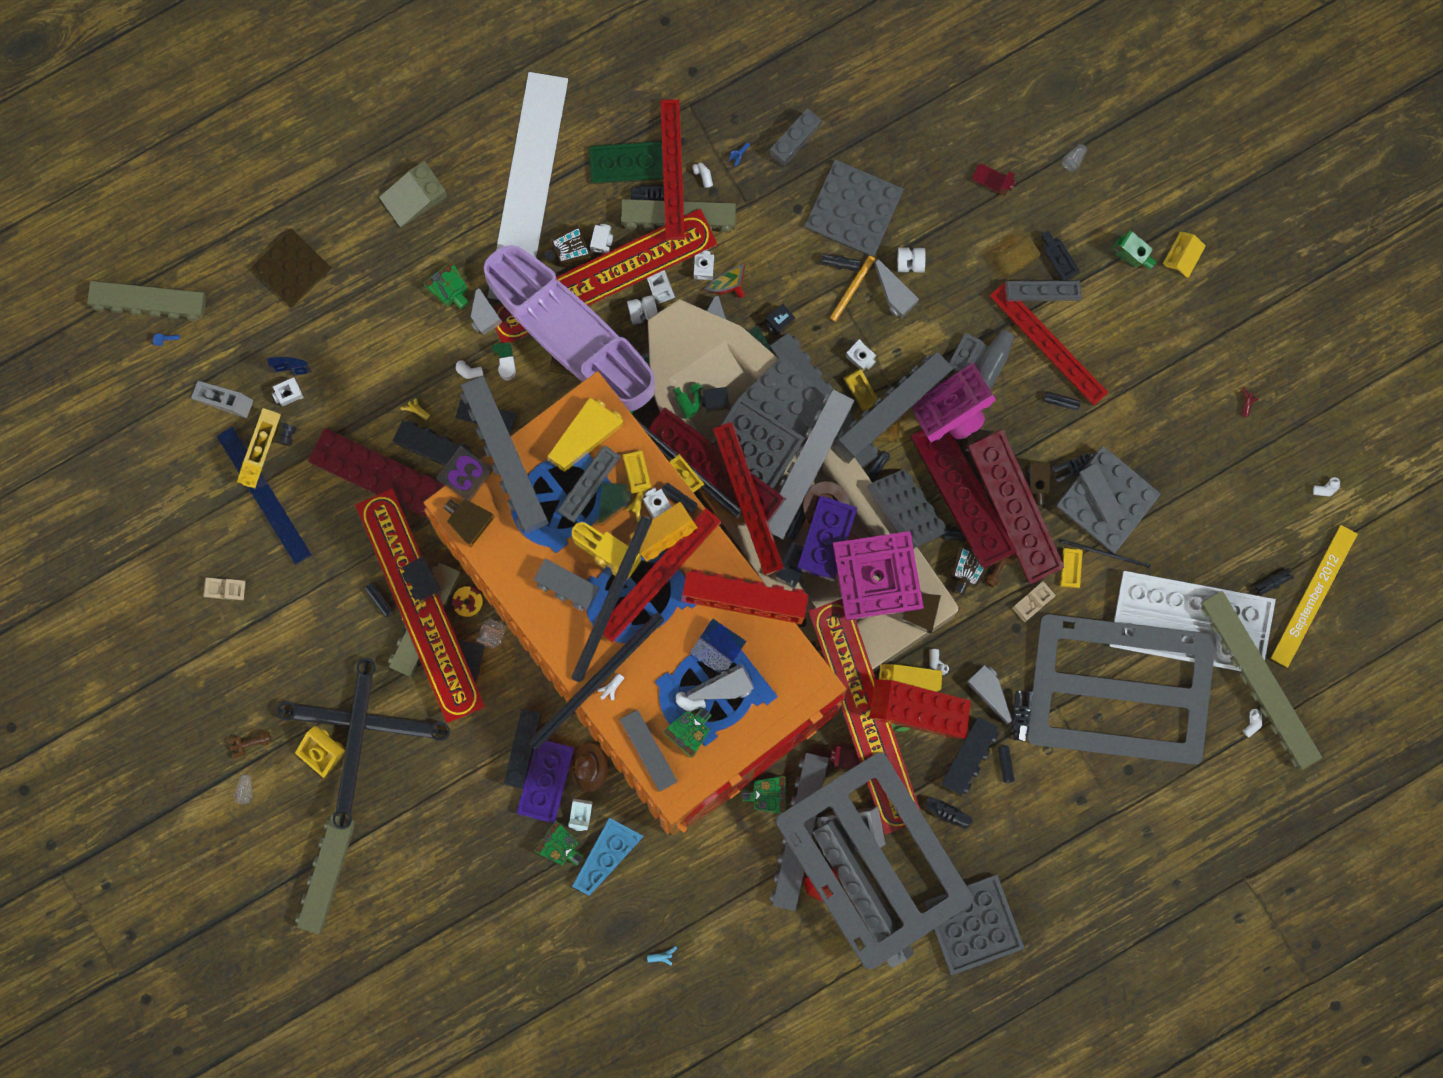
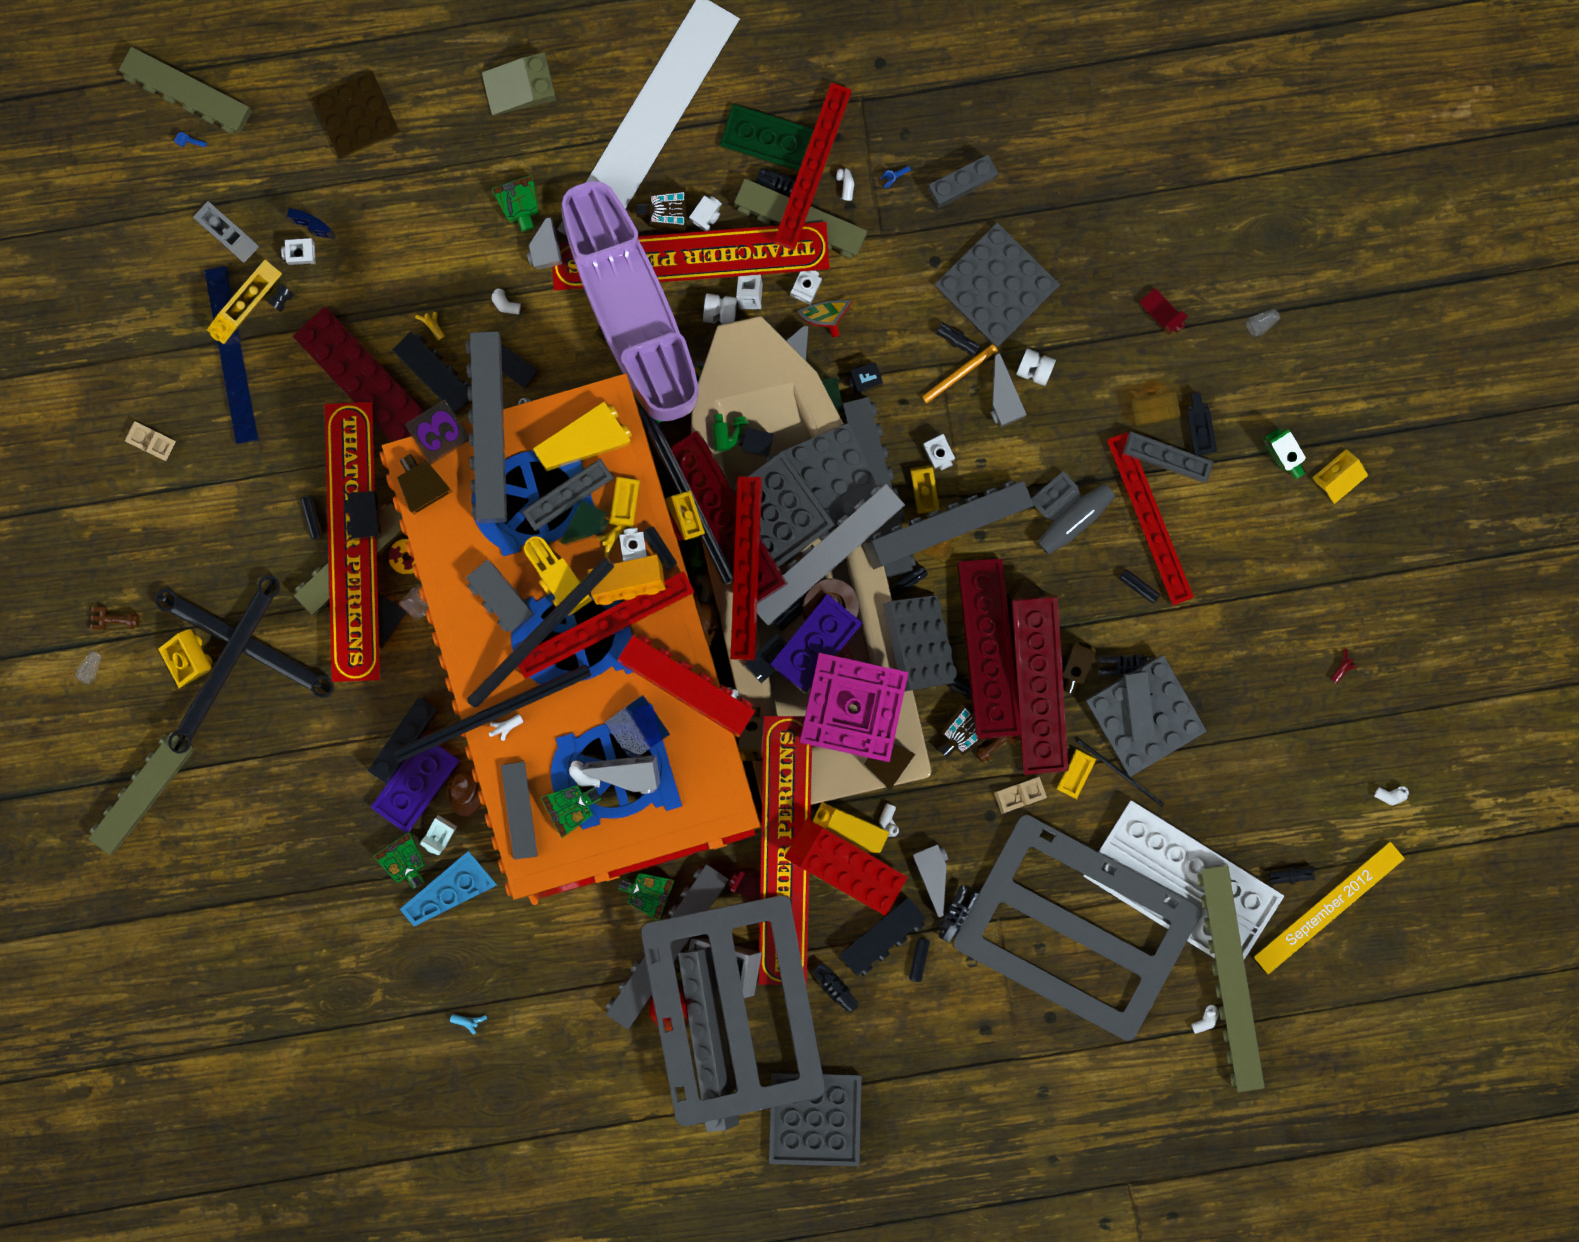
camera: 25 degrees right, 5 degrees up
(507, 366) = (549, 312): leg -> none
(955, 405) = (1017, 548): dark pink piece -> none

